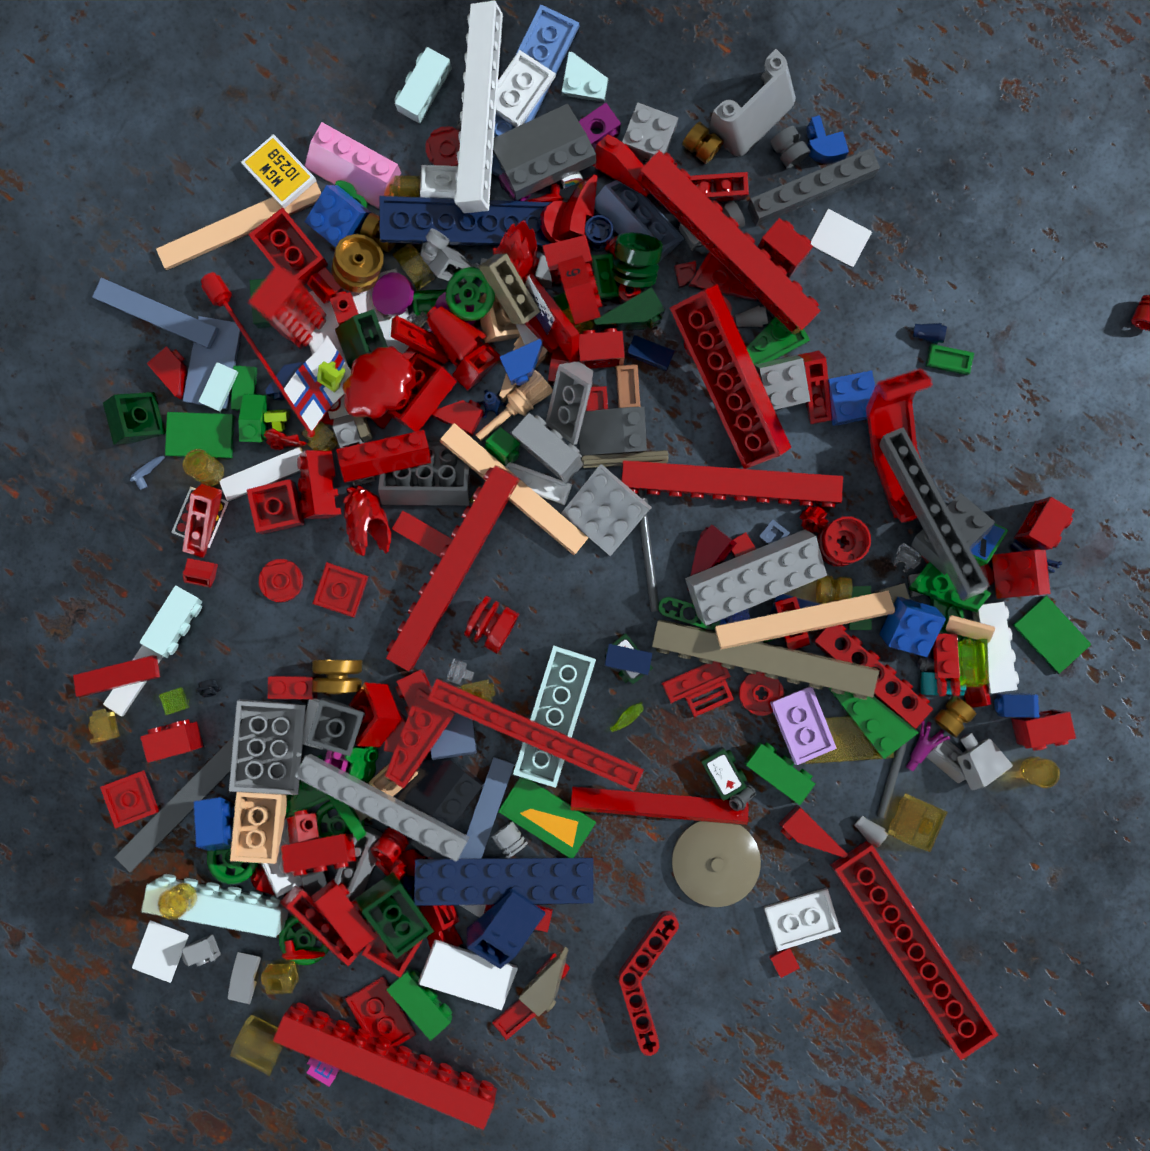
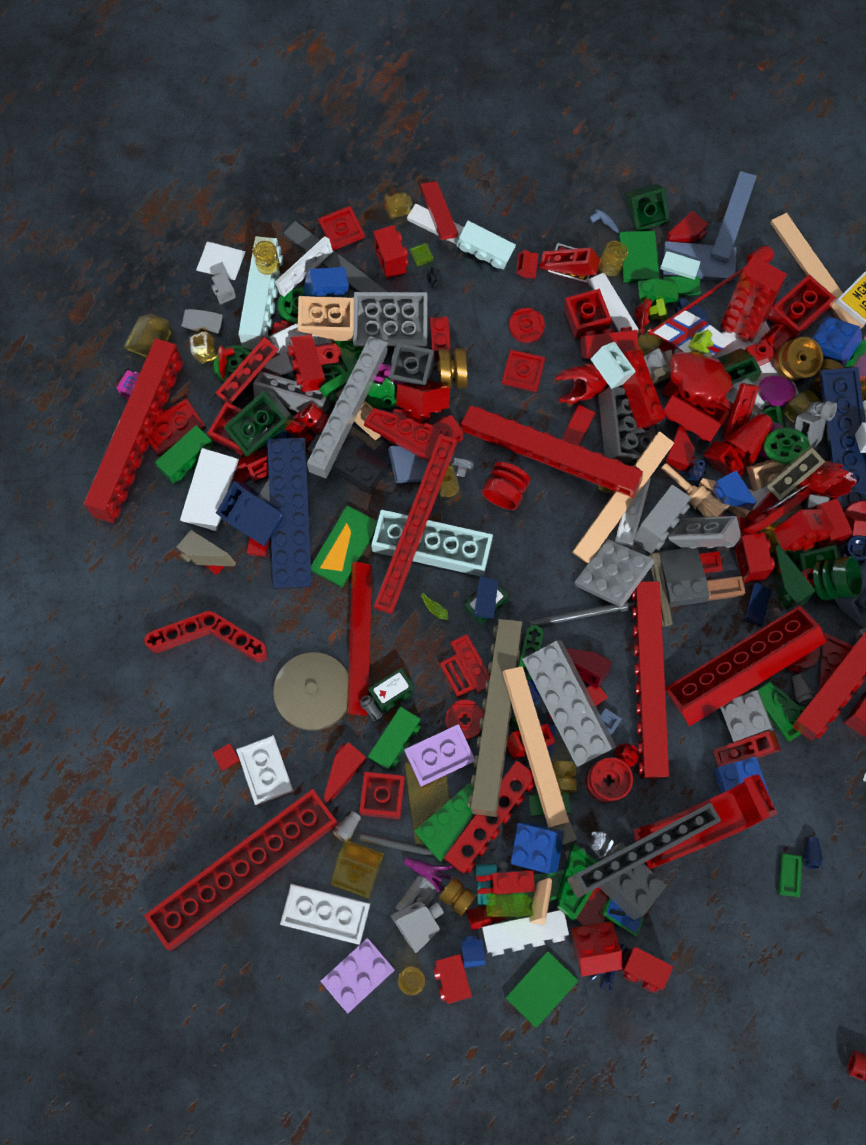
camera: 85 degrees right, 15 degrees down
(183, 849) = (300, 269): none -> white tile
(344, 915) = (258, 380): red brick -> none
(355, 485) = (613, 365): none -> light aqua brick
(487, 808) = (347, 496): sand blue tile -> none
(503, 446) = (658, 485): green brick -> none
(509, 839) = (324, 515): light grey piece -> none
(513, 1019) = (171, 530): red tile -> none
(685, 273) = (834, 629): red tile -> none
(843, 791) = (382, 795): none -> red brick
(961, 859) = (325, 914): none -> white tile
(1026, 827) = (357, 975): none -> lavender plate

